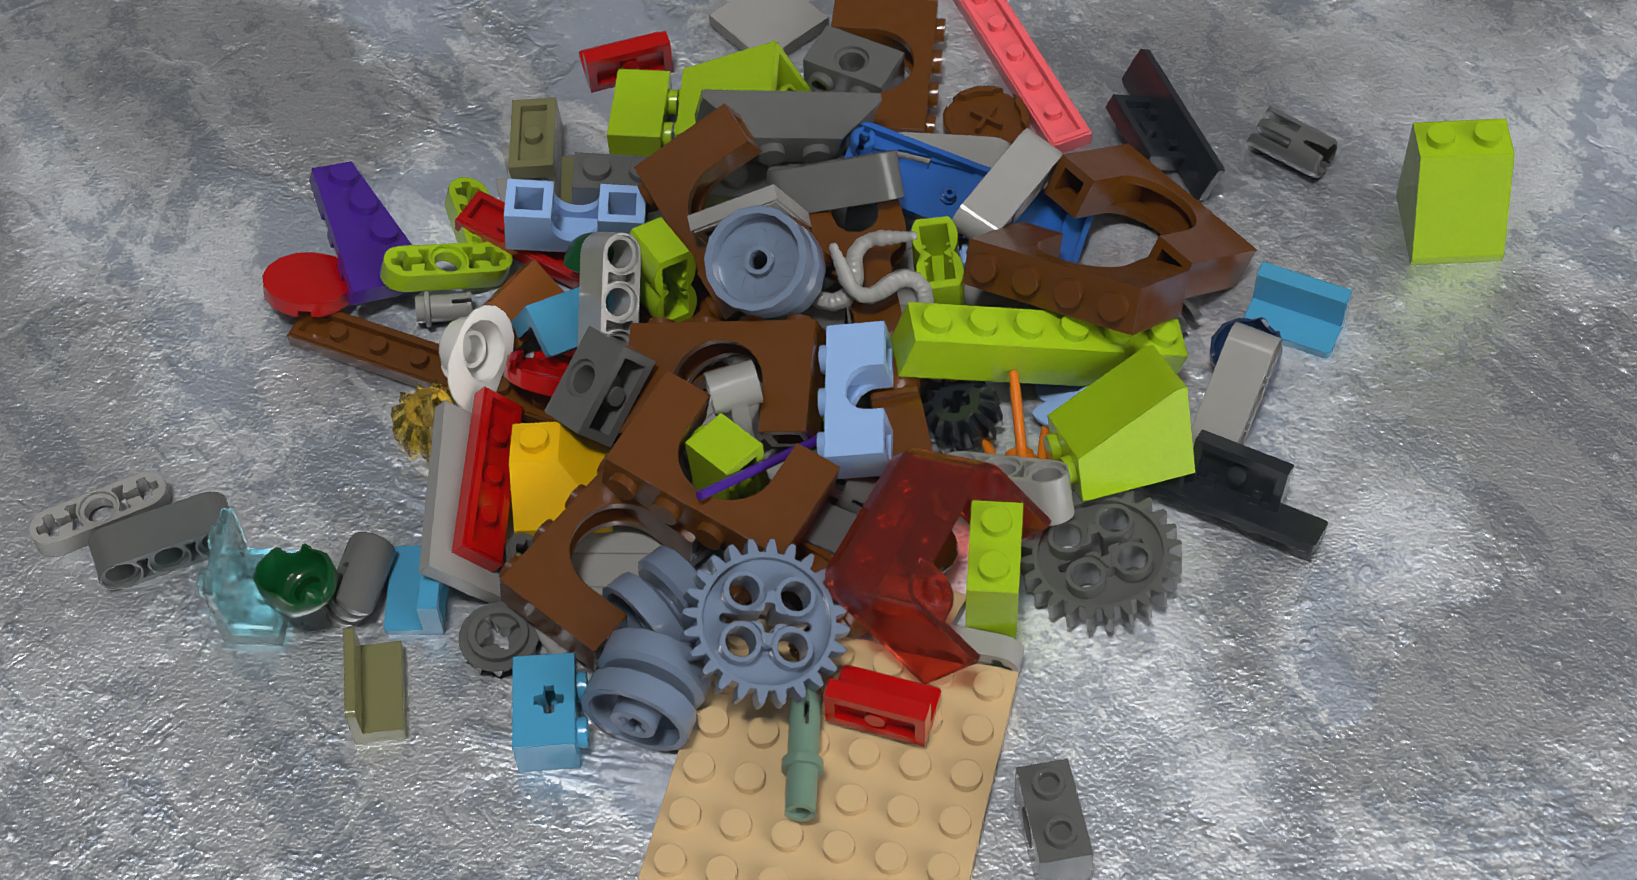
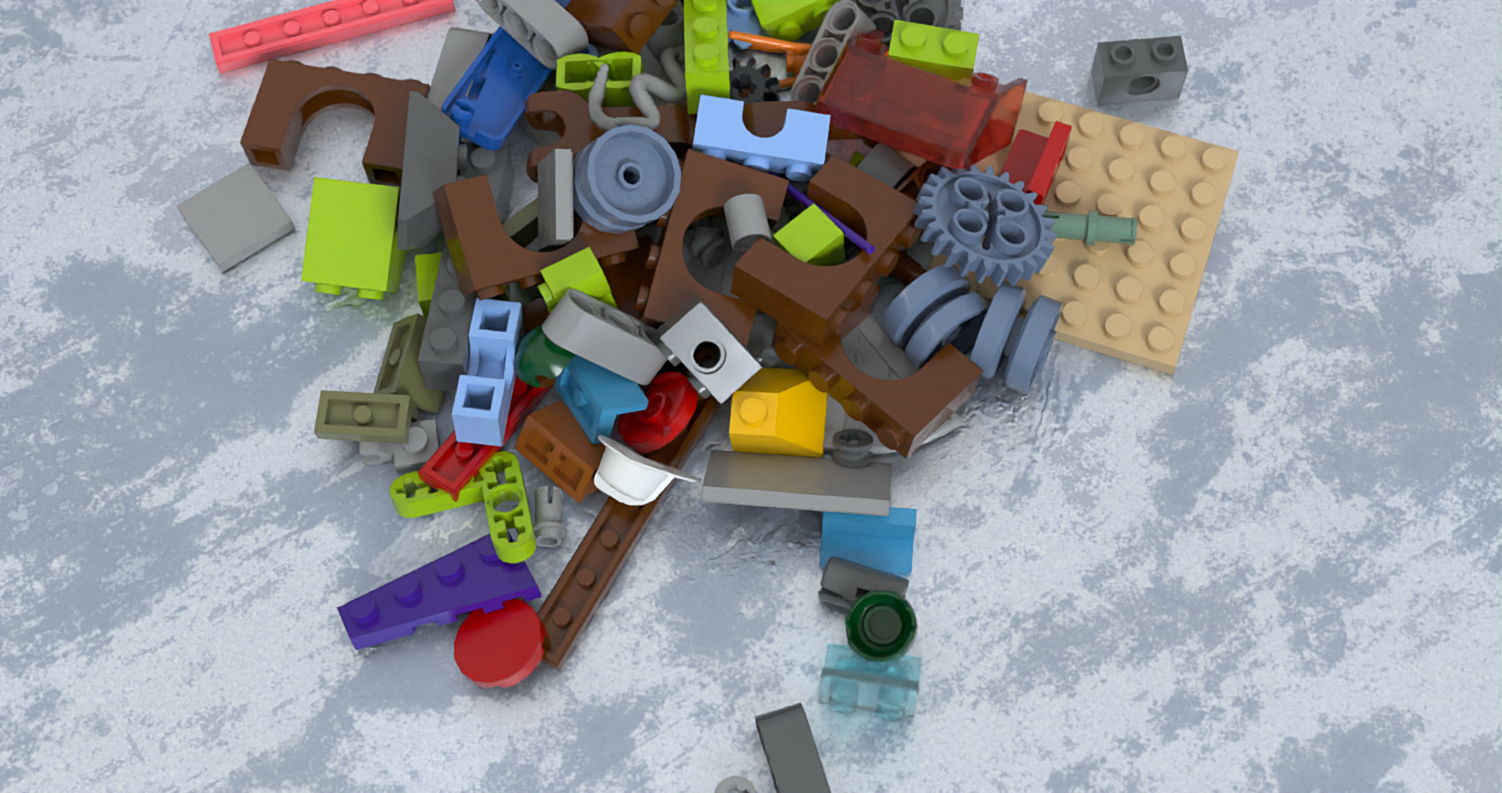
camera: 85 degrees left, 10 degrees up
(374, 689) = (977, 577): olive panel -> none
(415, 417) = (675, 536): clear yellow gear -> none
(477, 643) = (935, 454): dark grey gear -> none
(486, 481) = (777, 462): red tile -> none
(545, 738) = (1038, 435): dark azure brick -> none
(636, 53) = (254, 345): red panel -> none
(642, 112) = (342, 328): lime brick -> none
(841, 181) = (511, 136): dark grey beam -> none
(851, 64) = (329, 124): dark grey brick -> none
(986, 113) = (407, 48): reddish brown tile -> none

